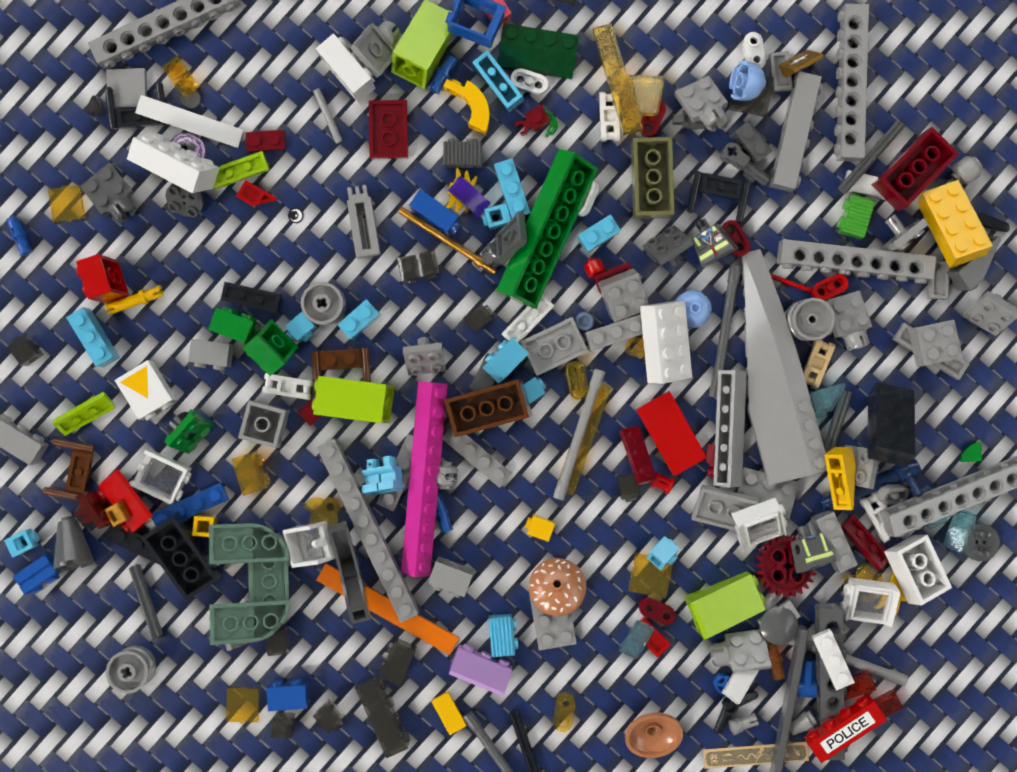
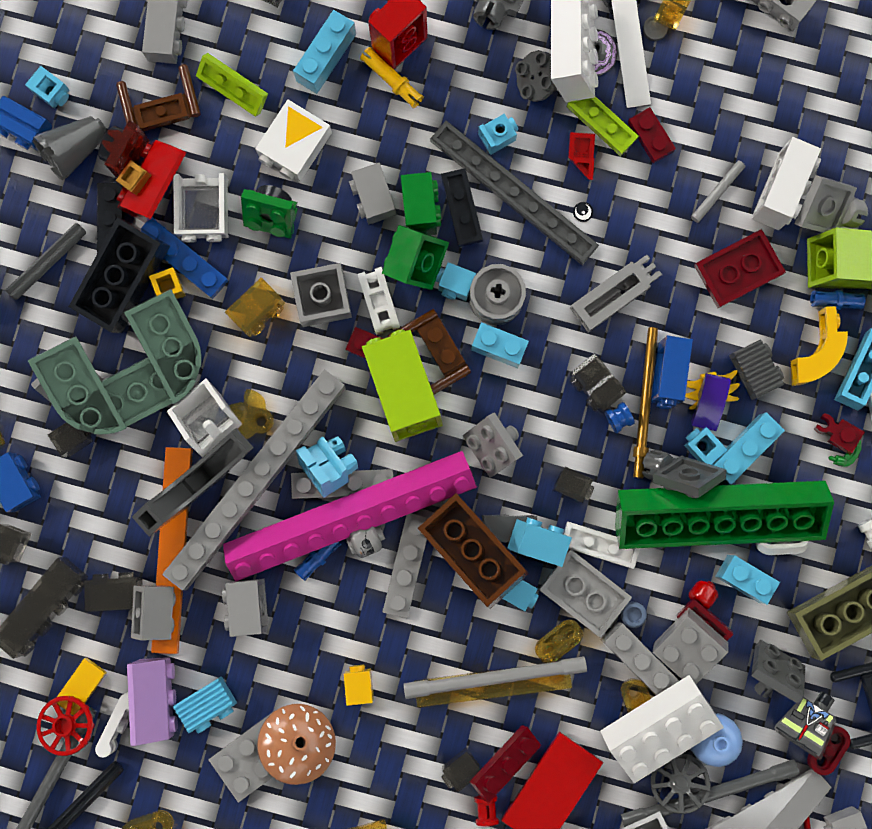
camera: 65 degrees right, 5 degrees down
(214, 252) = (495, 141): none -> medium azure brick
(258, 256) = (514, 193): none -> dark grey tile
(423, 641) = (152, 612): none -> light grey brick
(449, 263) = (619, 417): none -> blue wheel
(469, 734) = (65, 725): none -> red wheel
(485, 700) = (117, 724): none -> white plate
(709, 346) = (681, 784): none -> dark grey wheel

